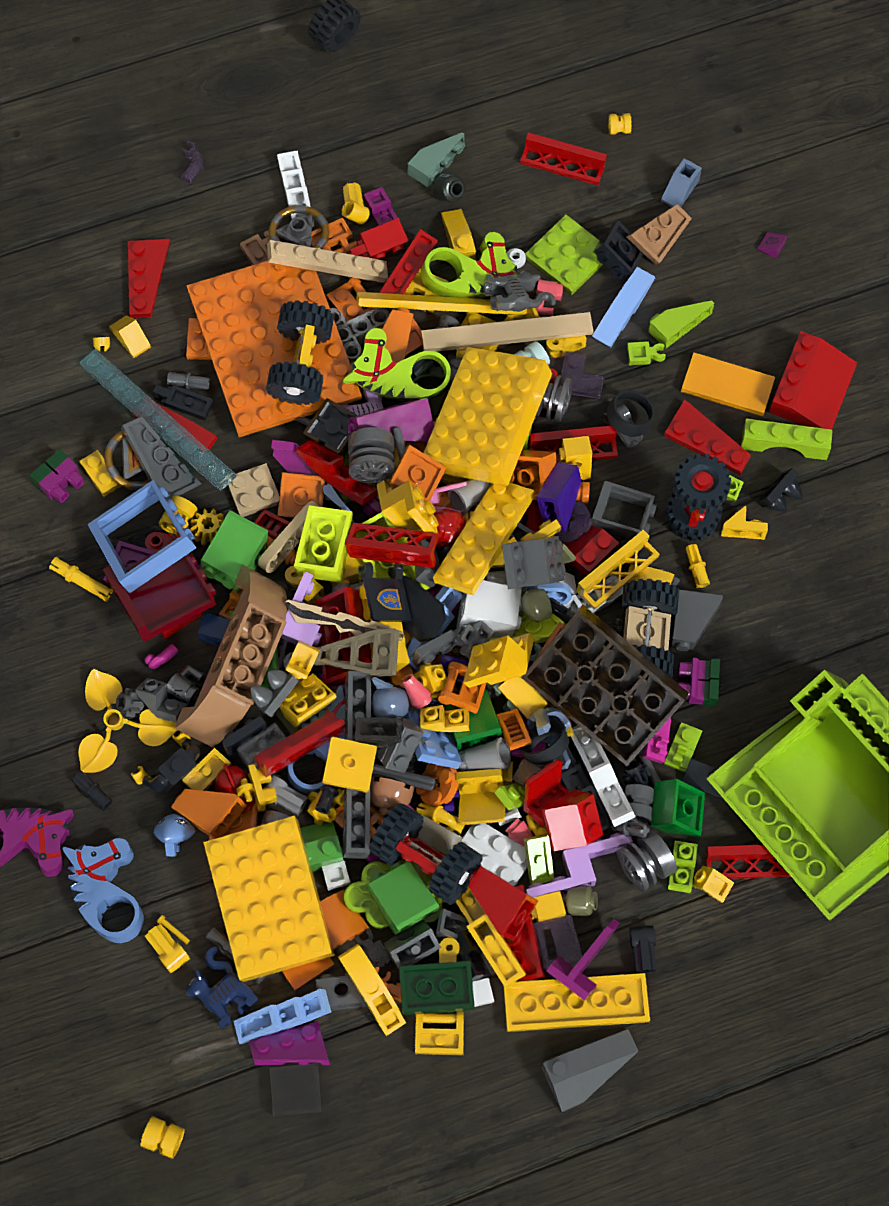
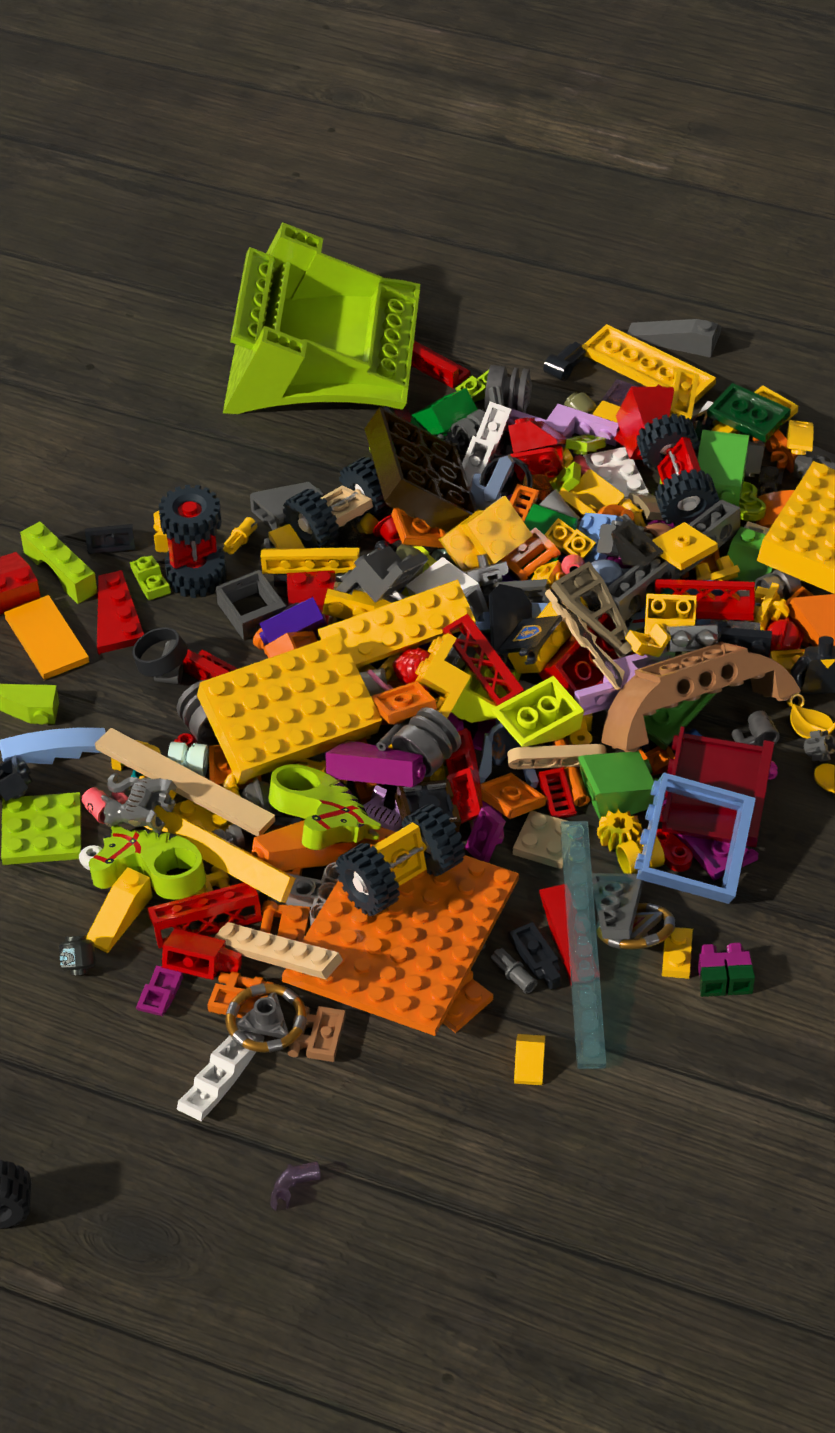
camera: 135 degrees left, 20 degrees down
(73, 574) = (782, 881): yellow pin -> none
(101, 341) = (561, 1065): yellow hinge -> none
(145, 268) = (453, 1109): red wing -> none
(155, 697) = (790, 725): dark grey slope -> none
(326, 799) = (710, 564): black axle -> none
(353, 207) = (180, 1012): yellow piece -> none
(432, 159) = (56, 996): sand green slope -> none
(572, 976) = (604, 372): magenta piece -> none
(577, 452) = (244, 646): yellow brick -> none
(582, 383) = (163, 725): clear purple plate -> none
(641, 354) = (84, 704): lime plate -> none
(703, 681) = (325, 466): hips -> none
(712, 883) = (473, 363): yellow bracket -> none

